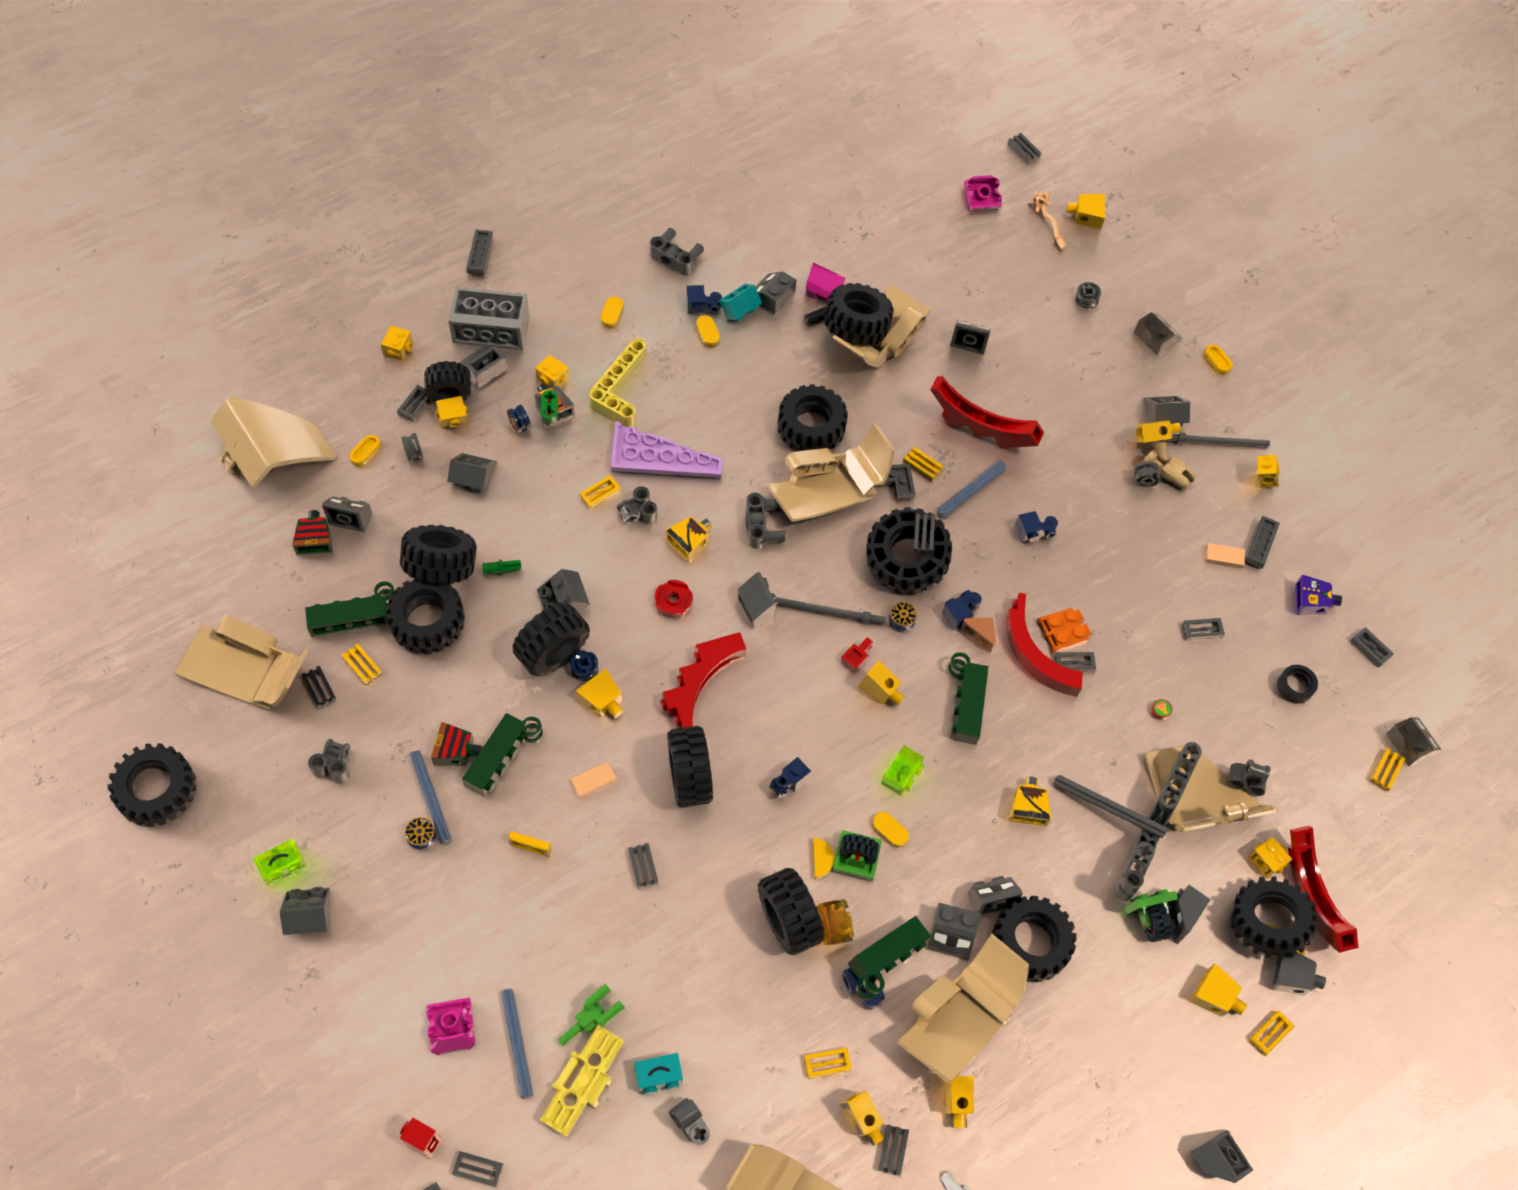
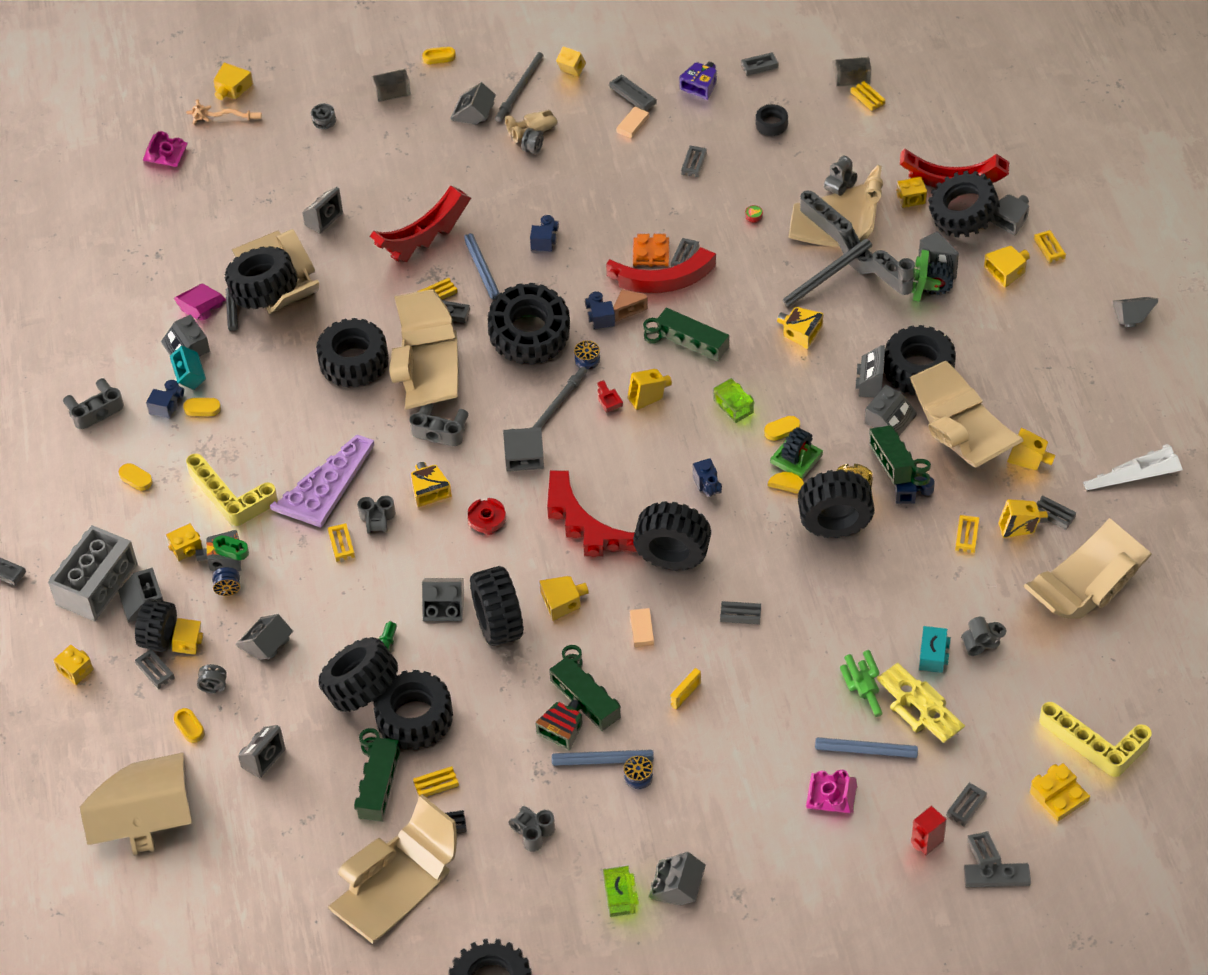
camera: 60 degrees left, 10 degrees down
(312, 535) = (270, 788): torso -> none
(584, 665) = (527, 600): dark blue wheel -> none
(925, 518) = (527, 295): dark grey tile -> none
(1026, 146) = (129, 104): dark grey tile -> none
(1150, 431) = (497, 112): yellow torso -> none

